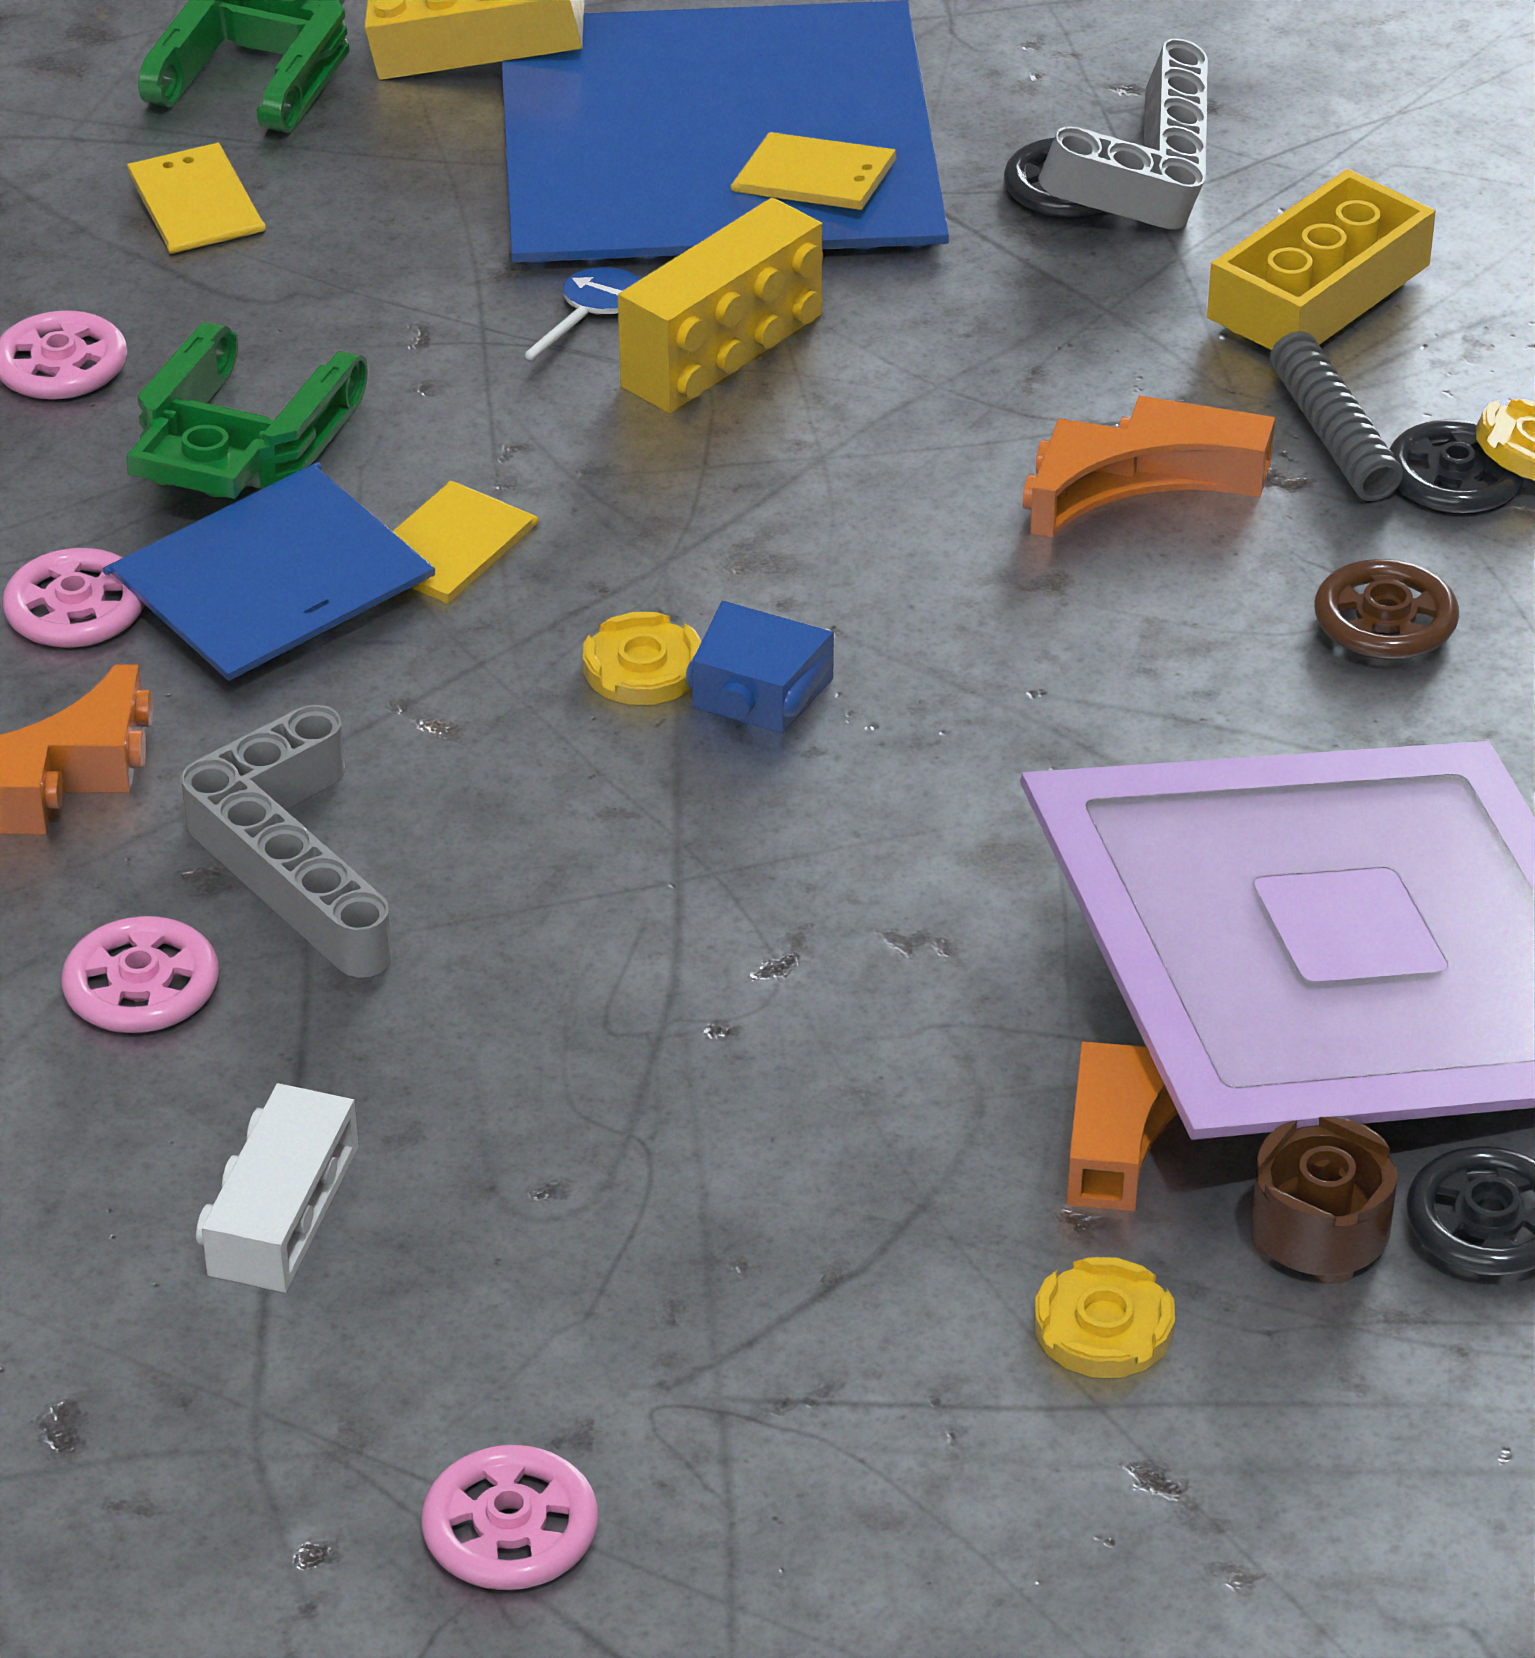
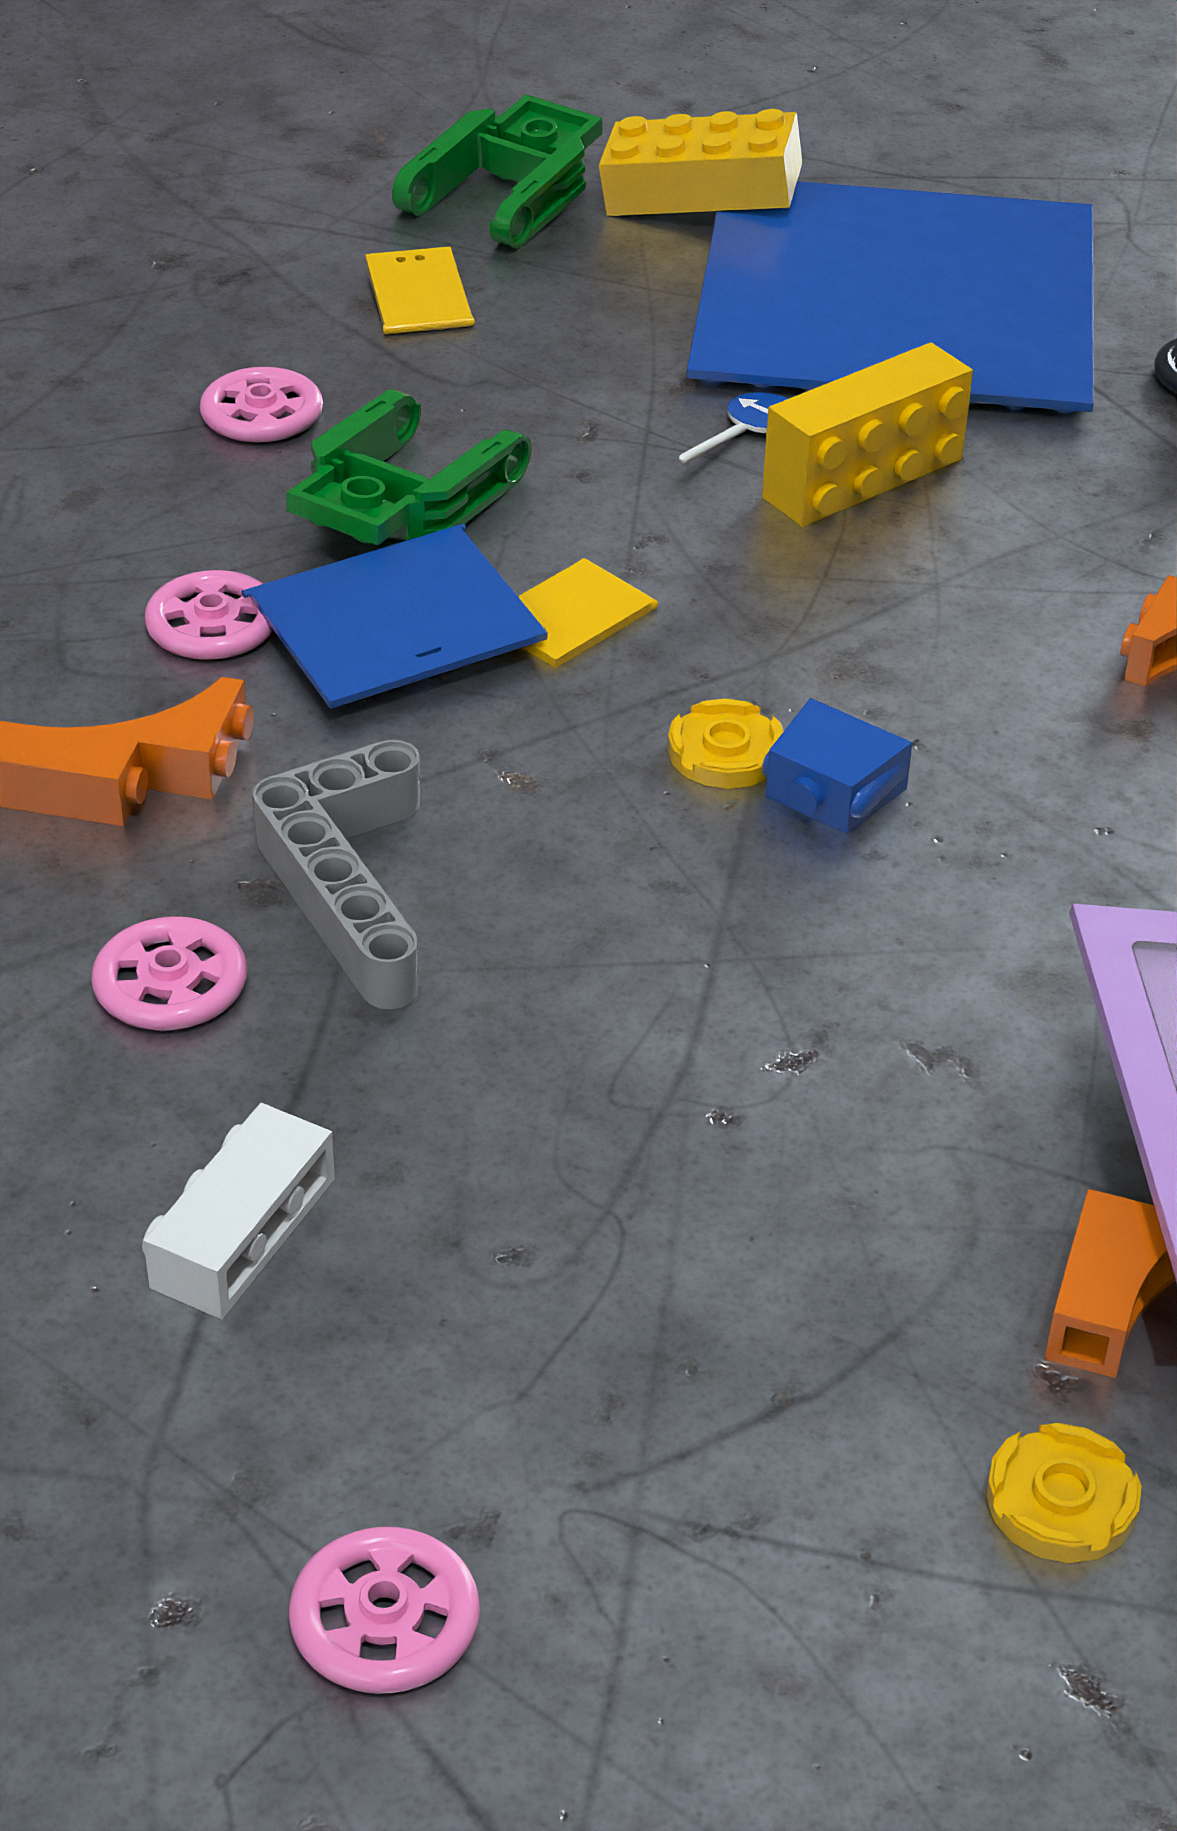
camera: 10 degrees right, 0 degrees up
(814, 170) = (980, 333): yellow container -> none

